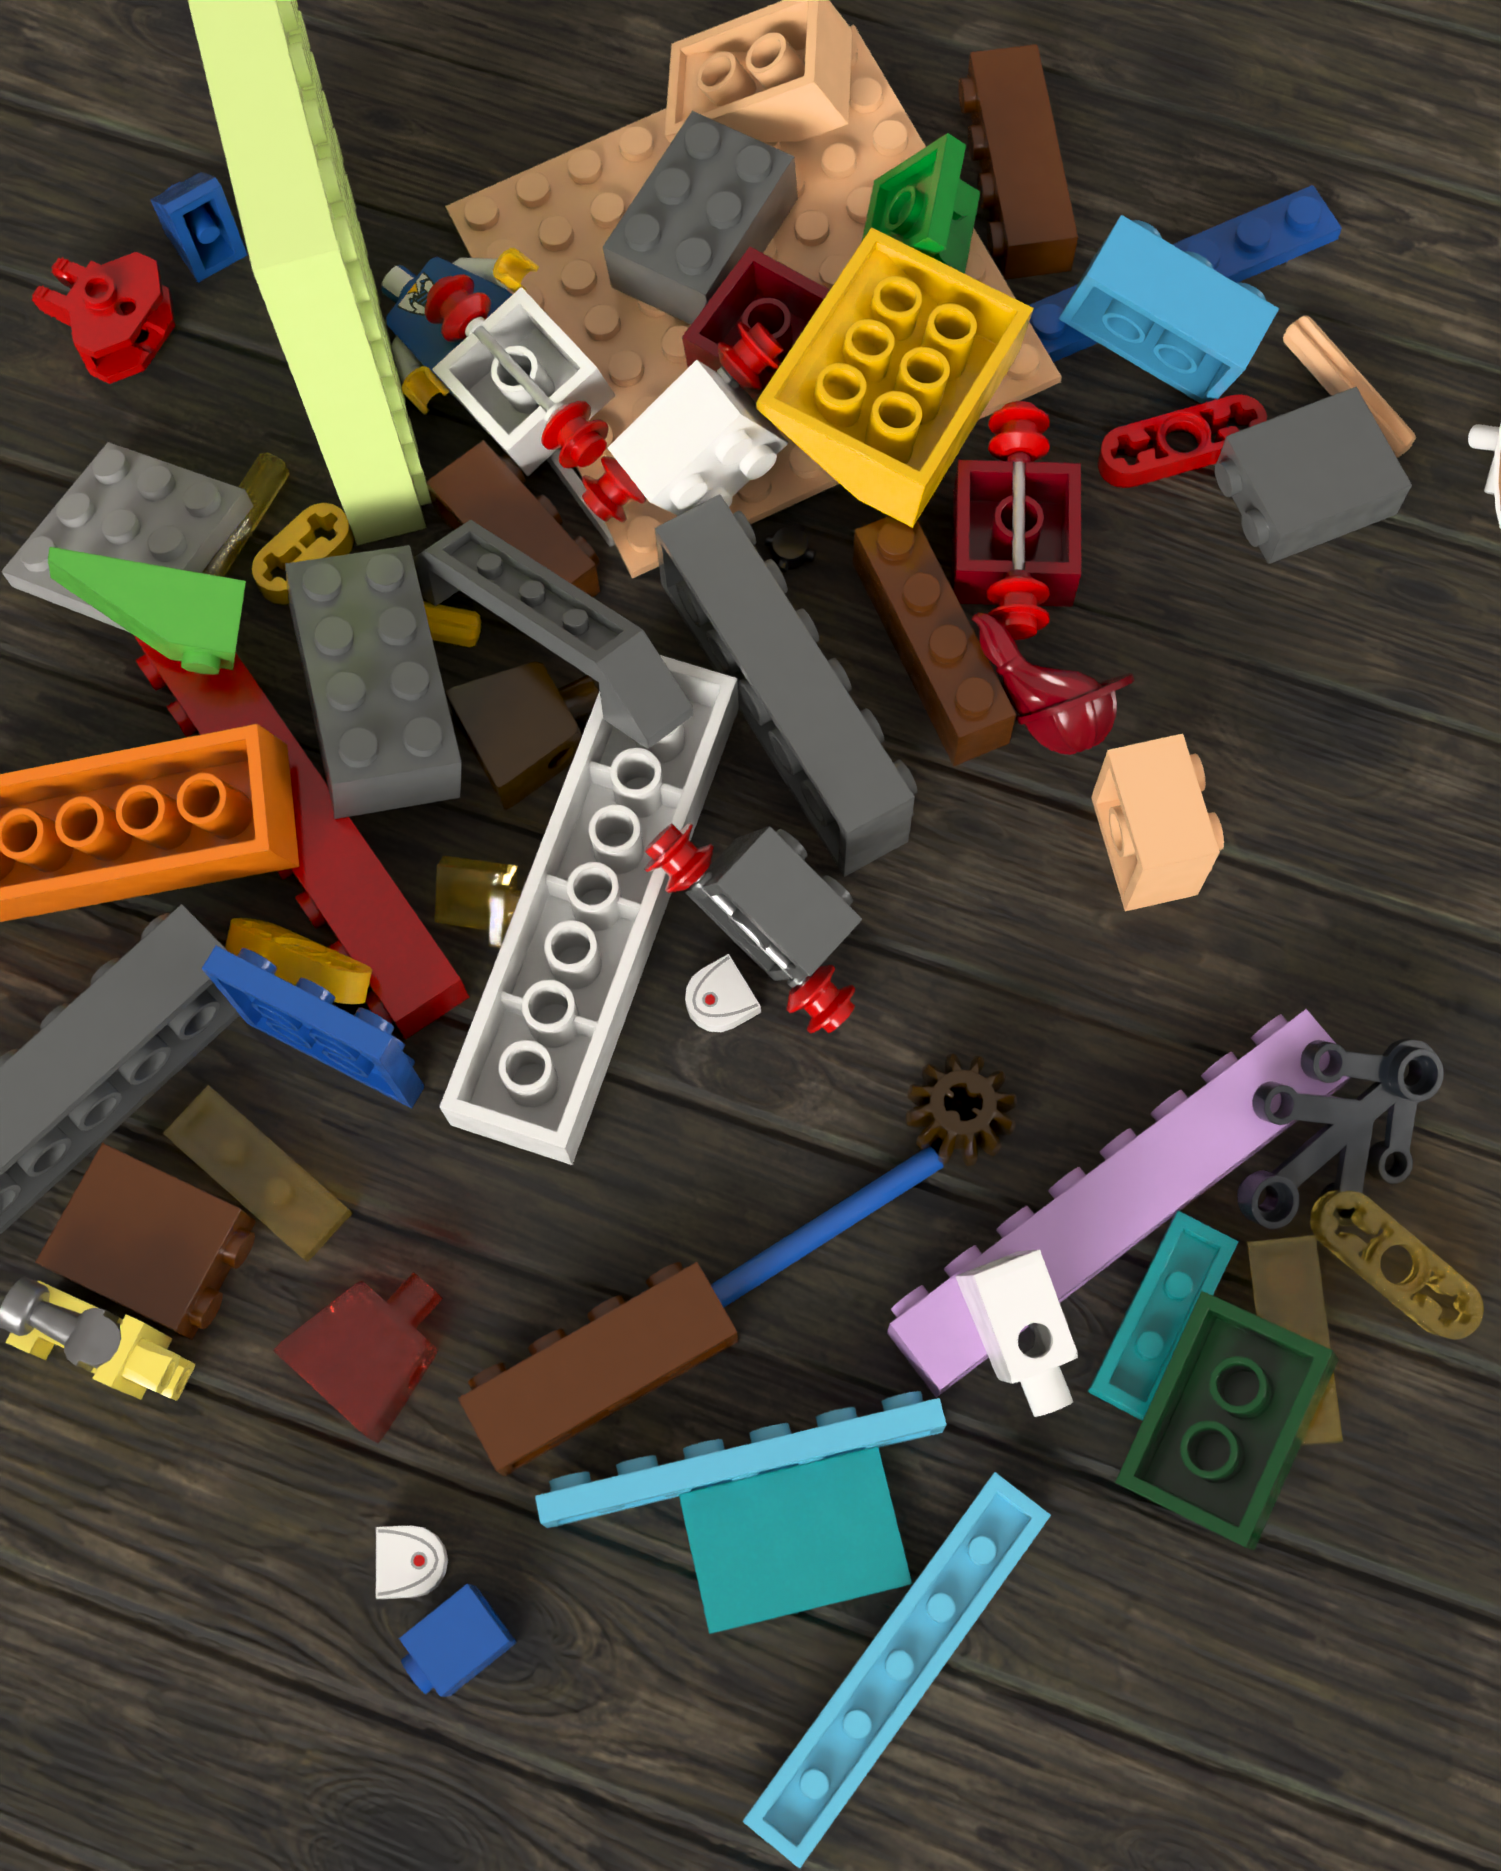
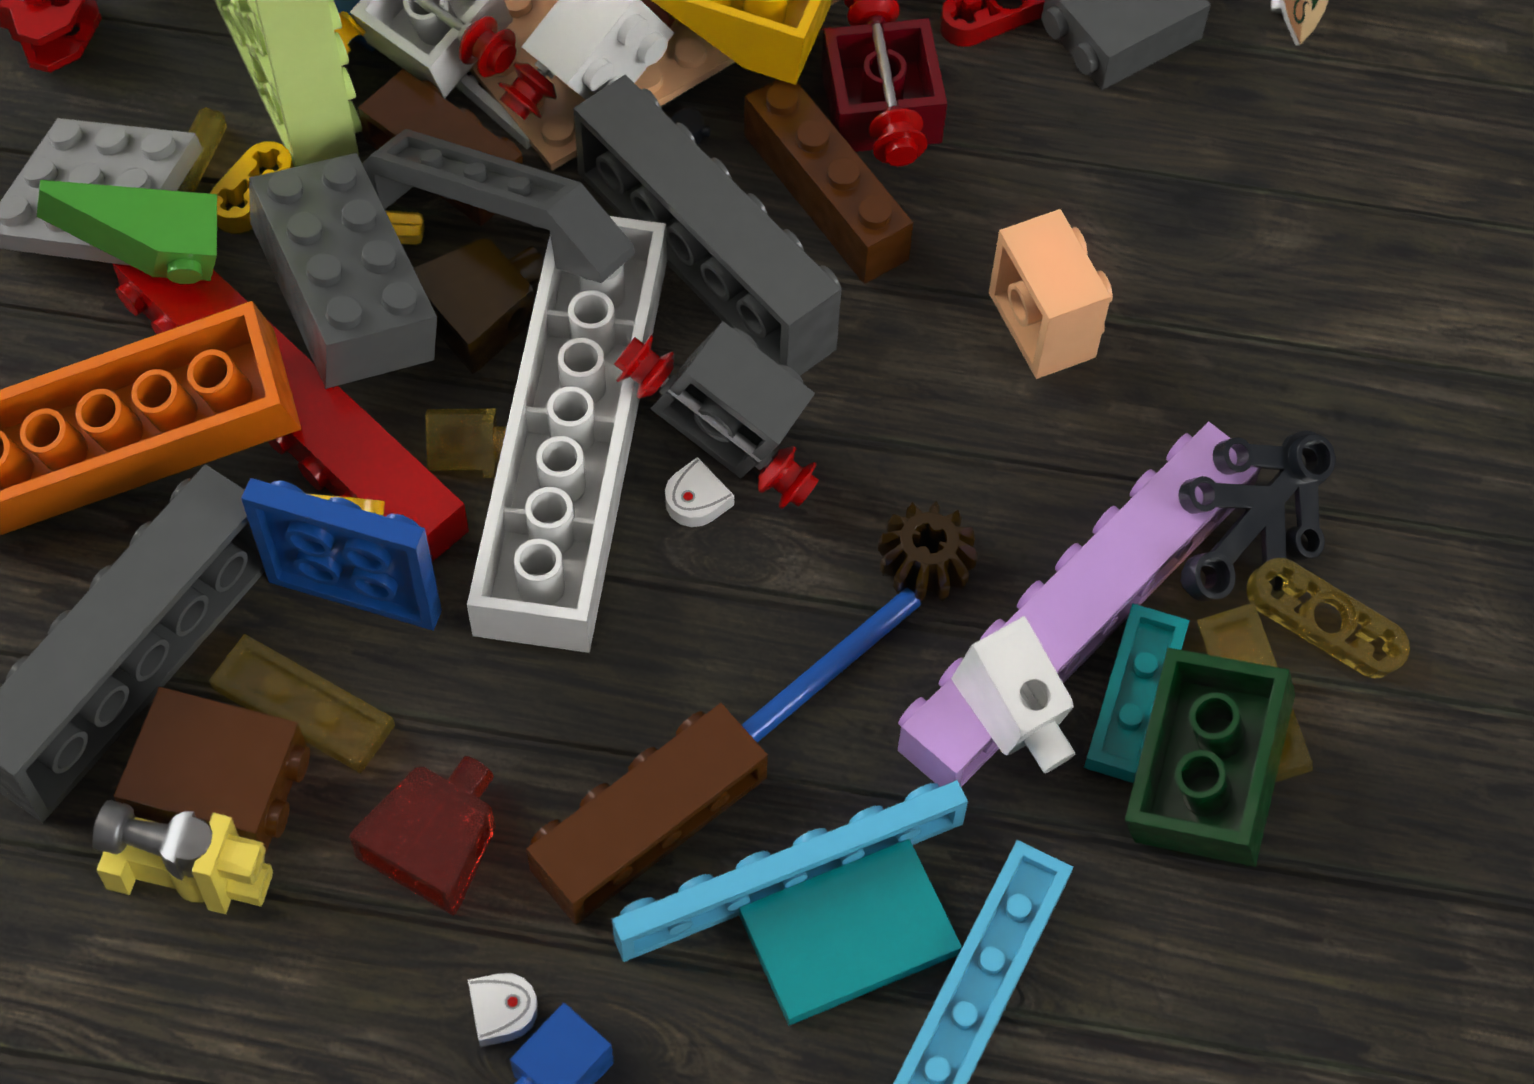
camera: 15 degrees left, 10 degrees down
(1057, 706) = (946, 212): dark red piece -> none

